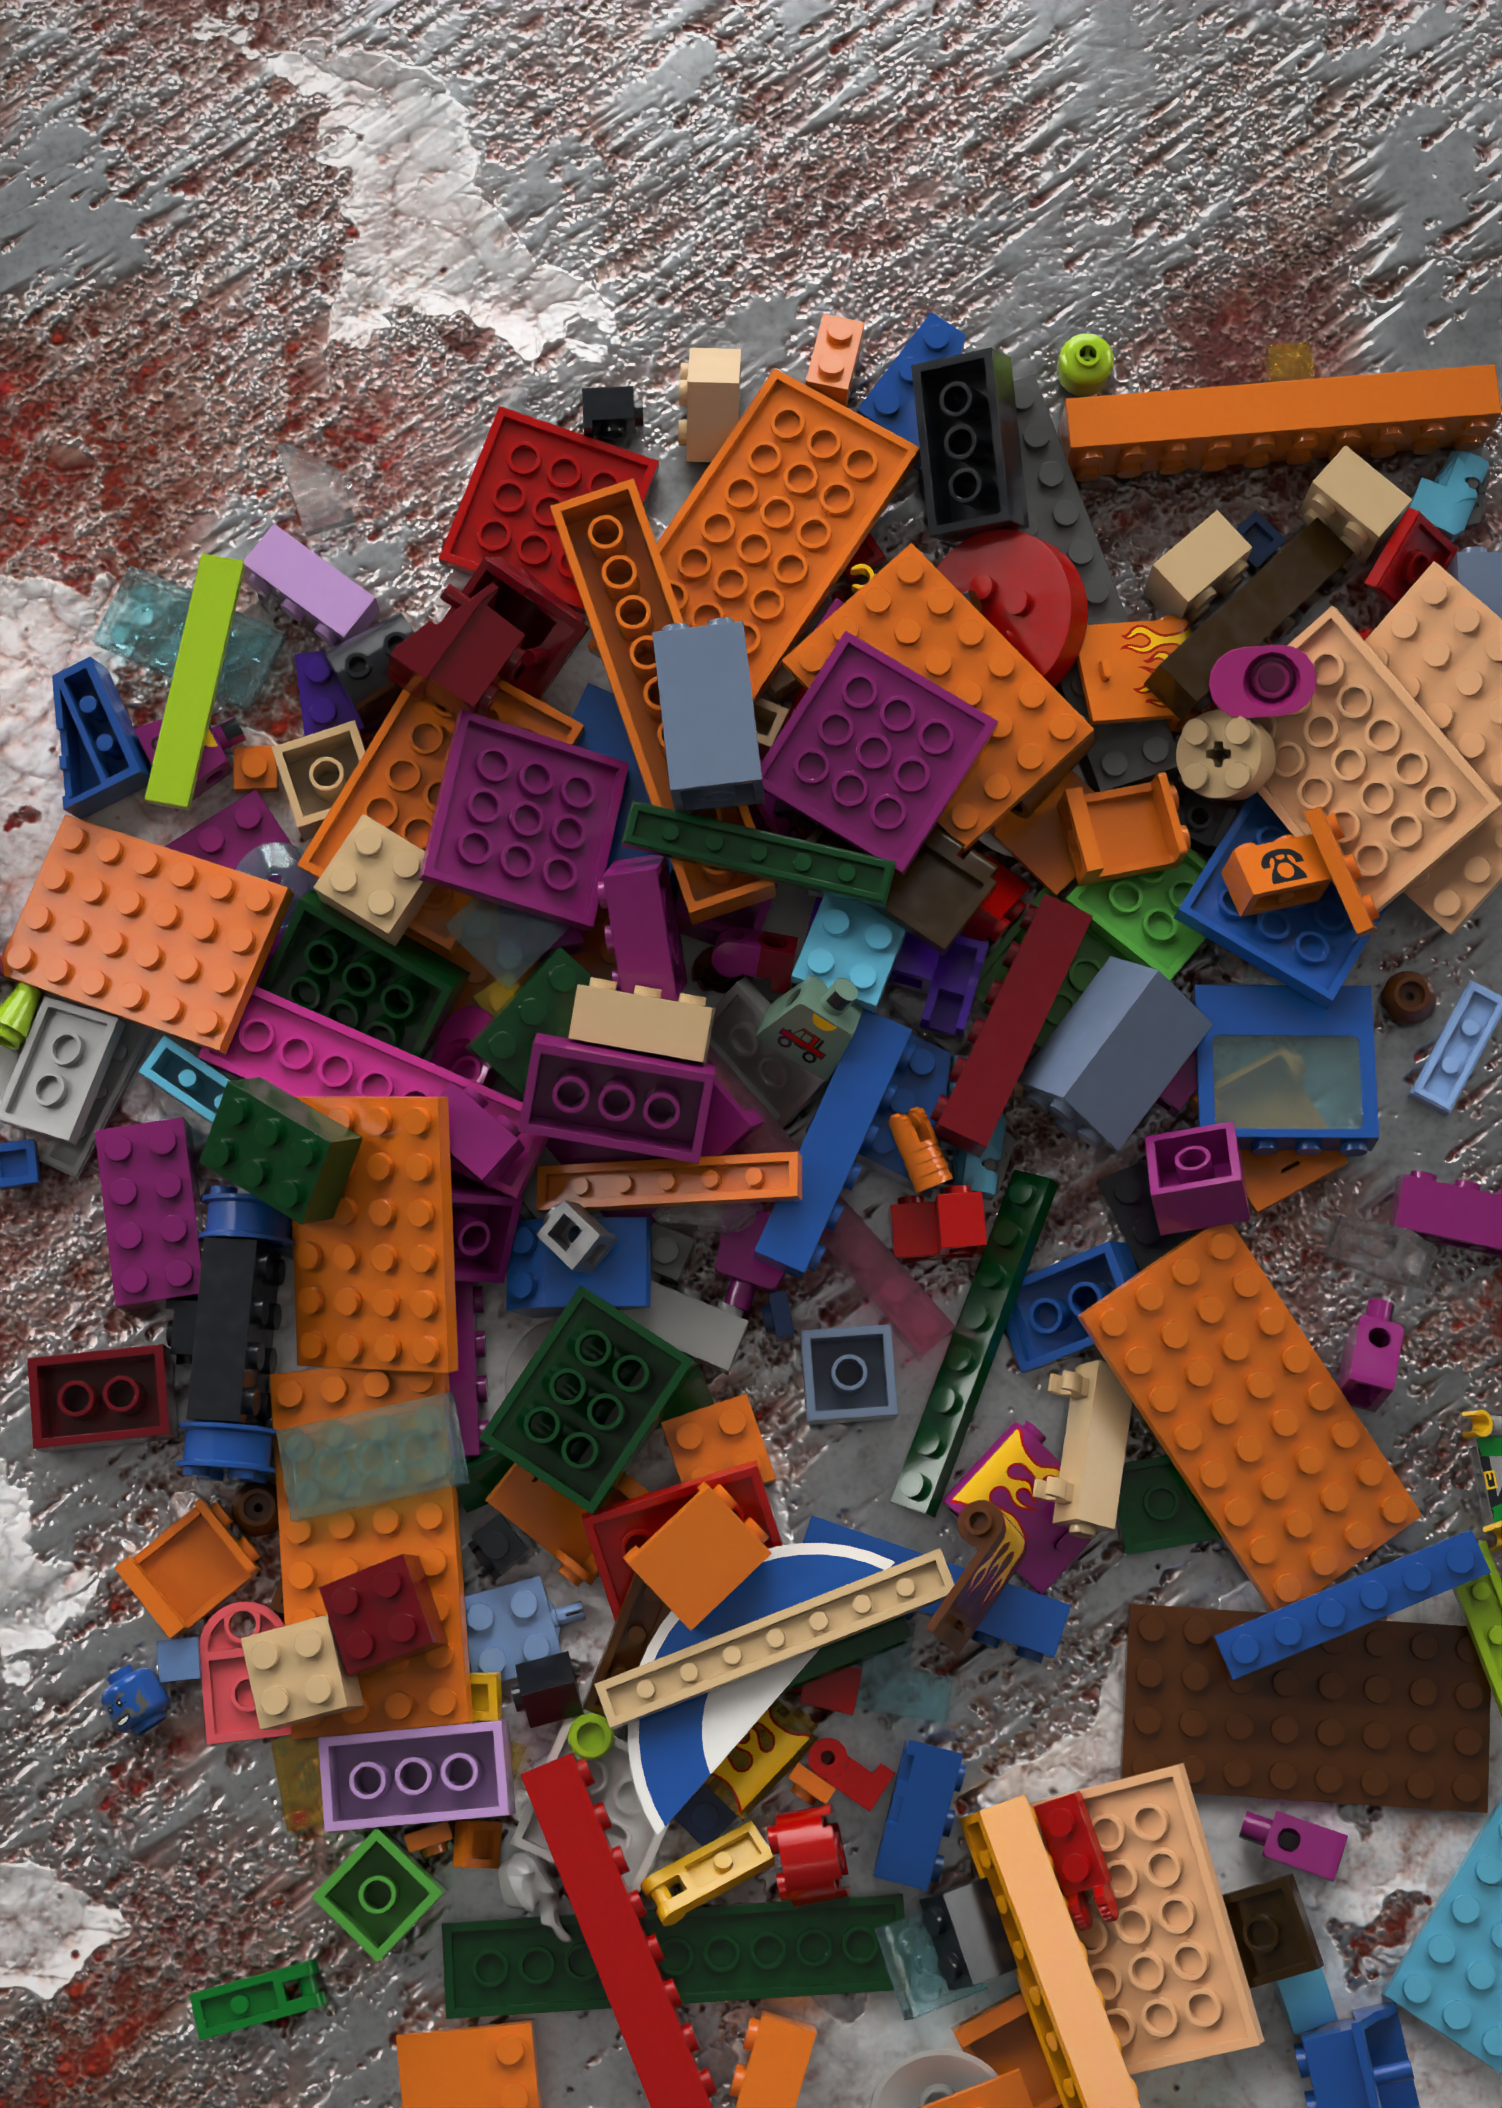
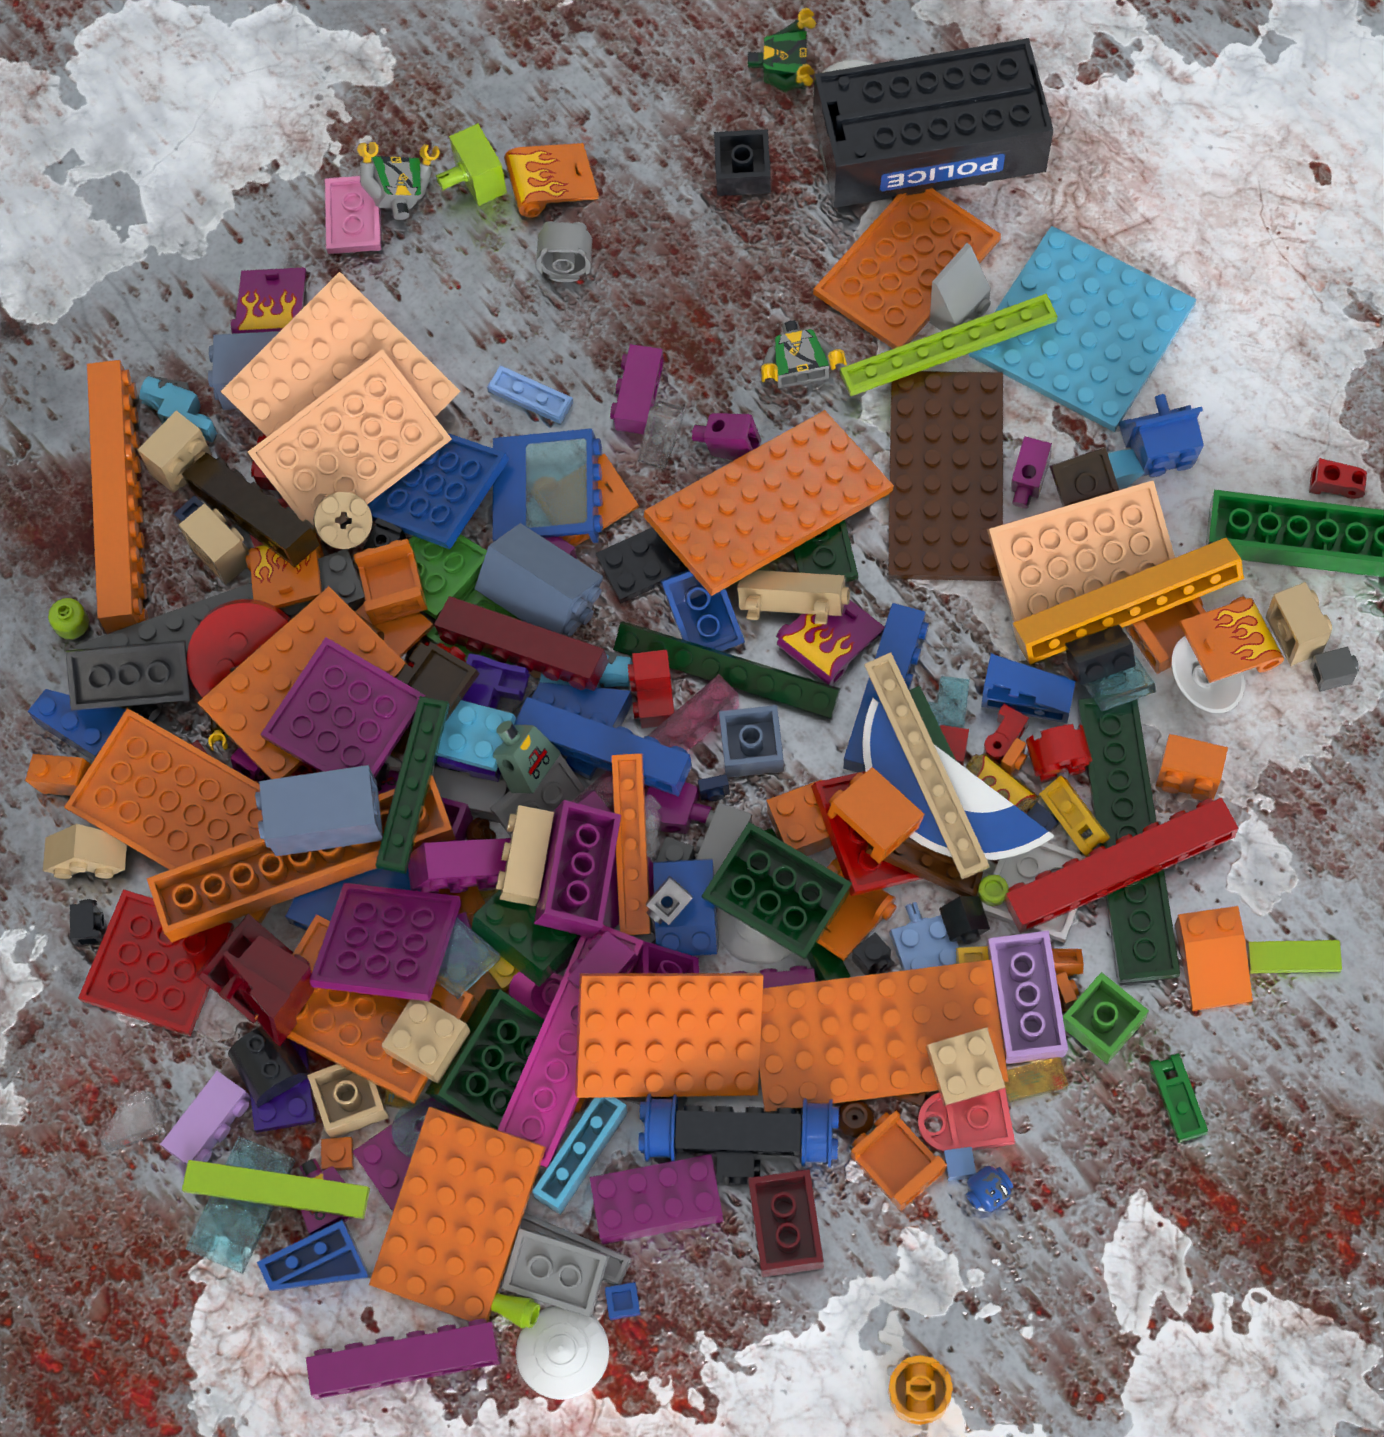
camera: 85 degrees left, 10 degrees down
(280, 1150) = (615, 1092): dark green brick -> none
(372, 1457) = (820, 1030): clear light blue plate -> none
(383, 1615) = (925, 1011): dark red brick -> none
(527, 1882) = (1092, 924): light grey piece -> none
(755, 954) = (475, 799): leg -> none
(919, 1149) = (606, 693): orange hinge -> none
(998, 1557) = (860, 642): reddish brown door -> none
(1077, 1857) = (1046, 593): red hinge -> none
(1197, 1178) = (620, 528): magenta brick -> none
(1262, 681) = (297, 489): dark pink piece -> none
(1276, 874) = (422, 488): orange brick -> none
(1289, 362) = (74, 498): clear yellow tile -> none
(1343, 871) = (421, 447): orange plate -> none
(1351, 1604) = (884, 439): blue brick -> none
(1405, 1011) = (500, 429): reddish brown plate -> none
(1408, 555) = (216, 417): red tile -> none

